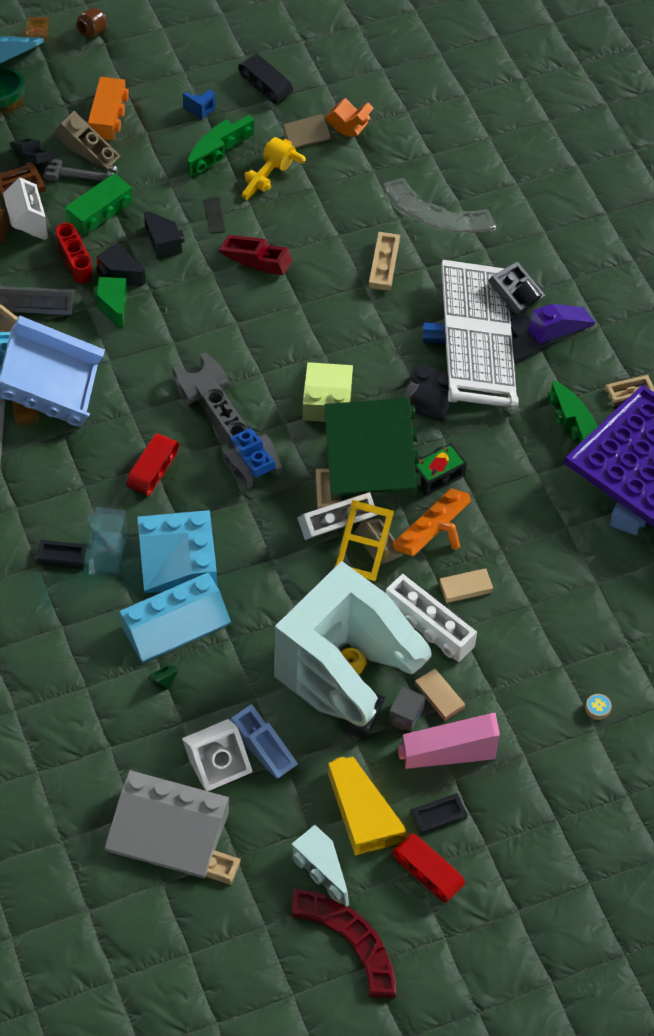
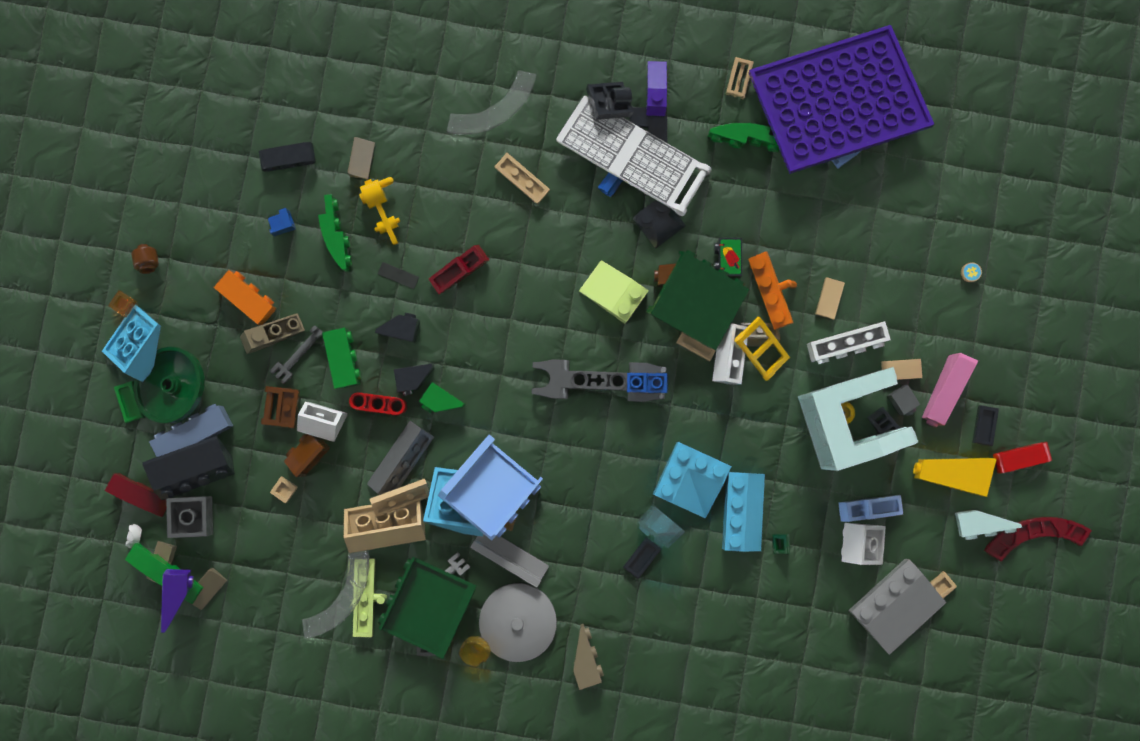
camera: 55 degrees left, 30 degrees up
(31, 150) = (255, 380): black slope -> none
(152, 464) = (606, 454): red beam -> none
(347, 118) = (369, 119): orange brick -> none

